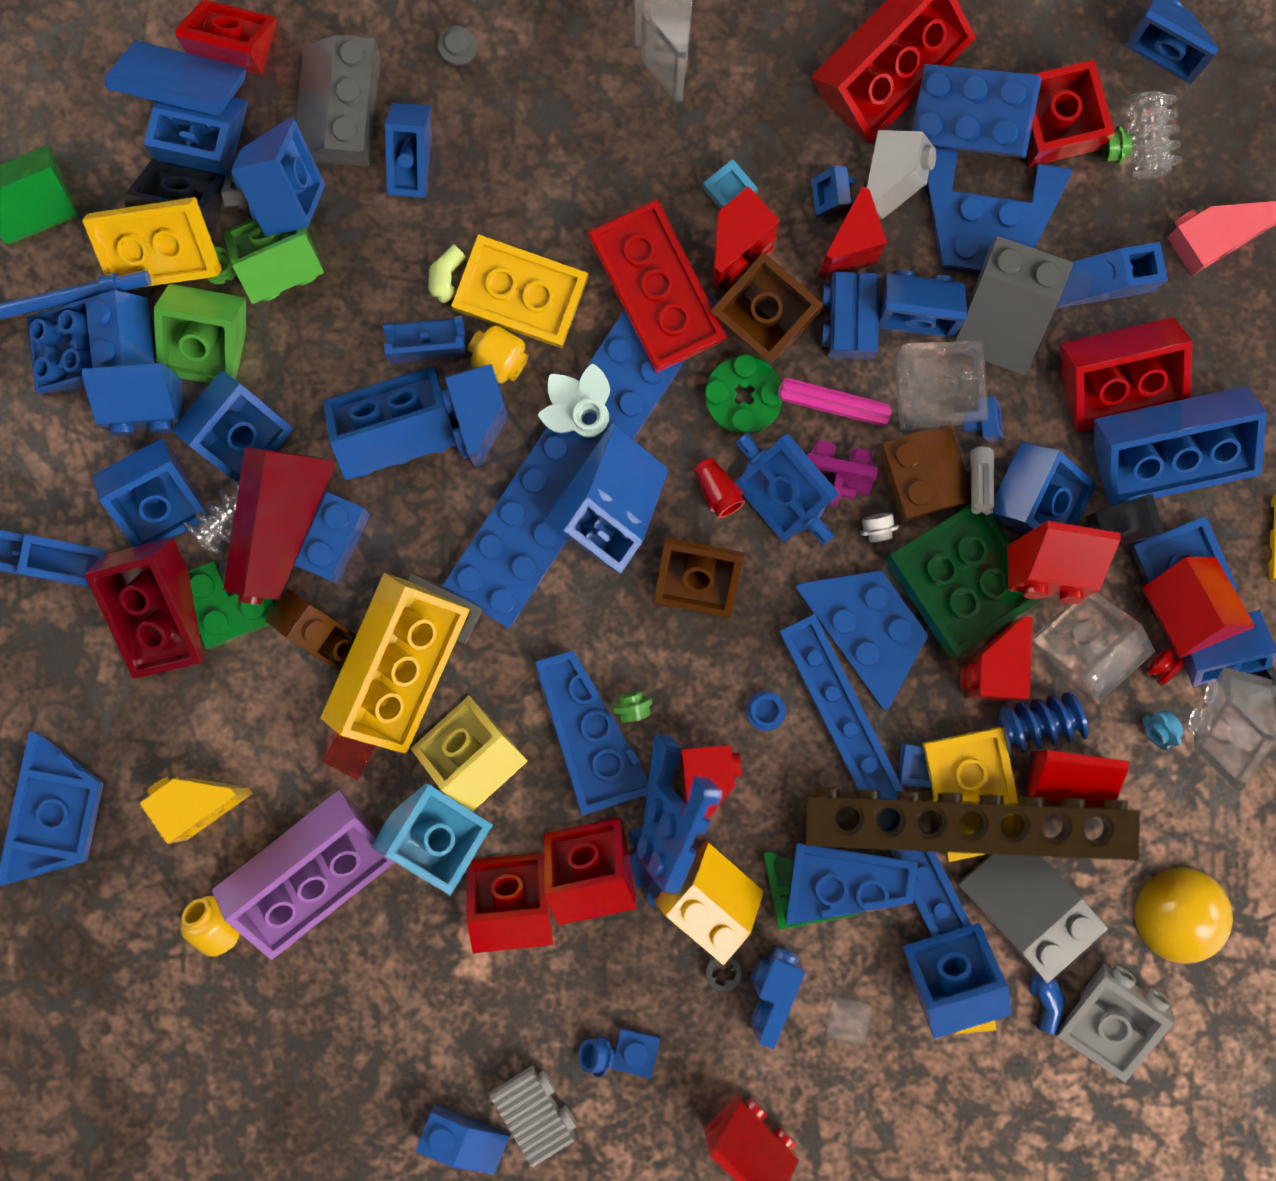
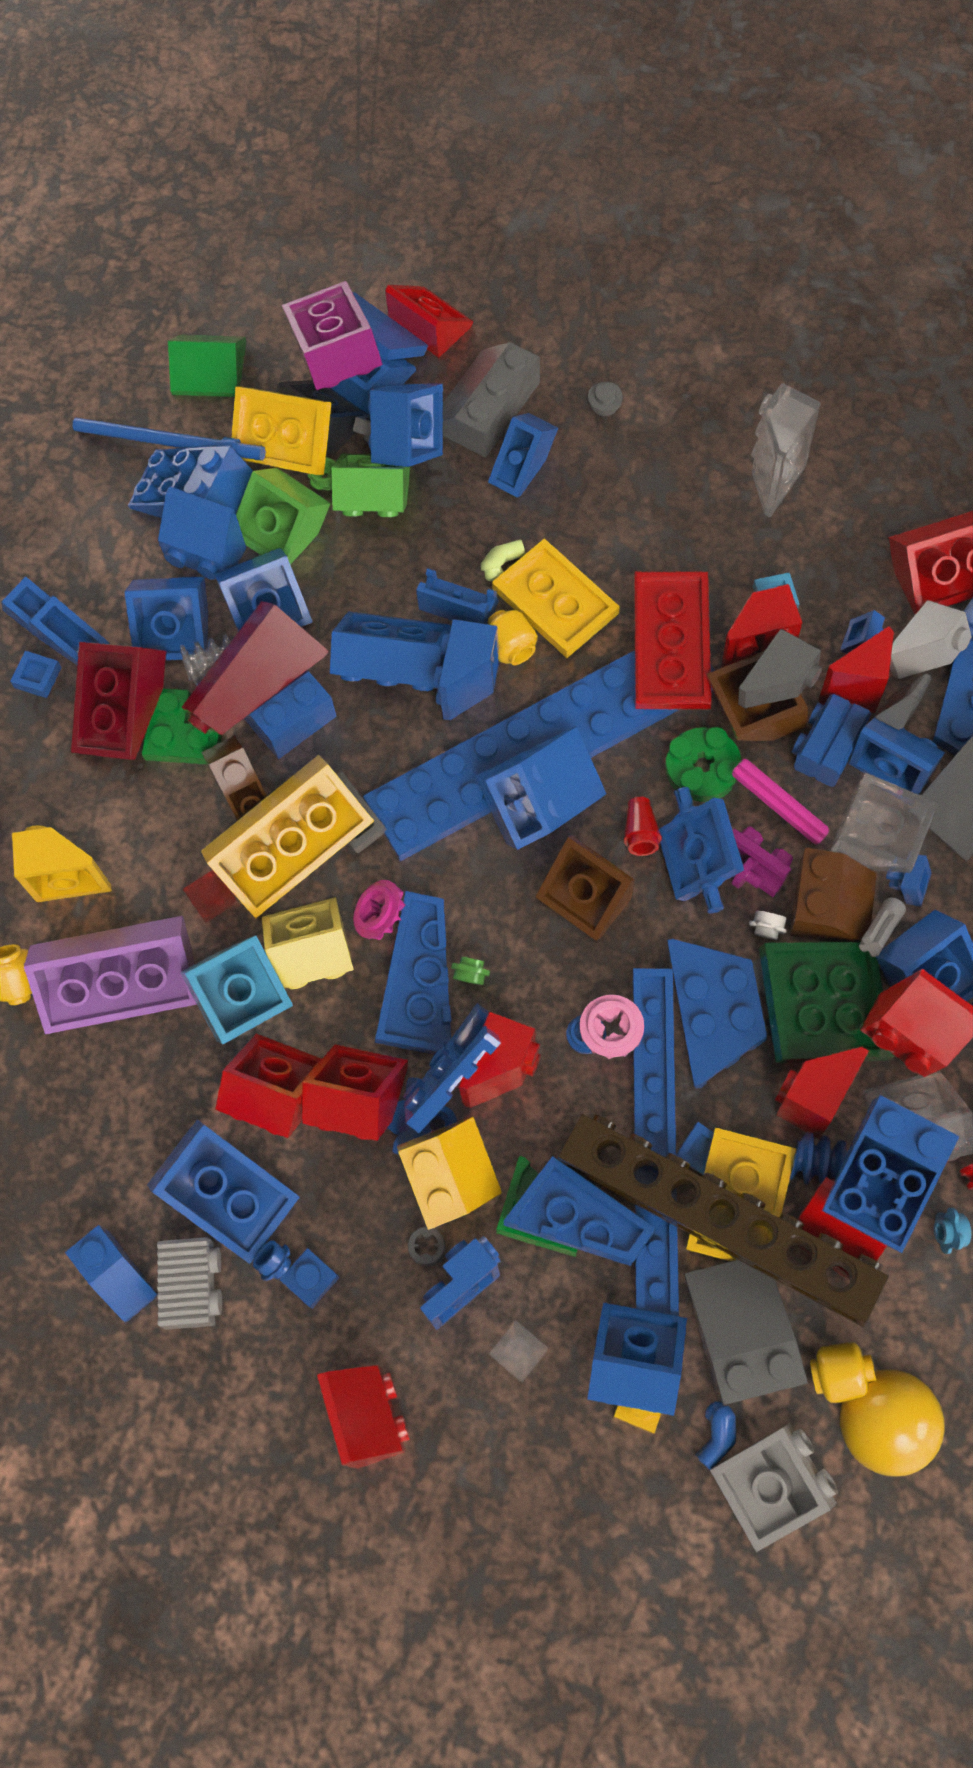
camera: 35 degrees right, 15 degrees down
(51, 618) = (35, 674): none -> blue plate
(152, 117) = (332, 335): none -> magenta slope
(507, 694) = (368, 909): none -> dark pink gear
(517, 1019) = (222, 1191): none -> blue slope
(574, 399) = (555, 697): light aqua plate -> none
(784, 280) = (781, 671): none -> dark grey slope
(804, 686) = (608, 1009): none -> bright pink gear
(904, 249) = (903, 703): none -> dark grey slope
(1100, 721) = (889, 1173): none -> blue slope
(1127, 899) = (842, 1372): none -> yellow head

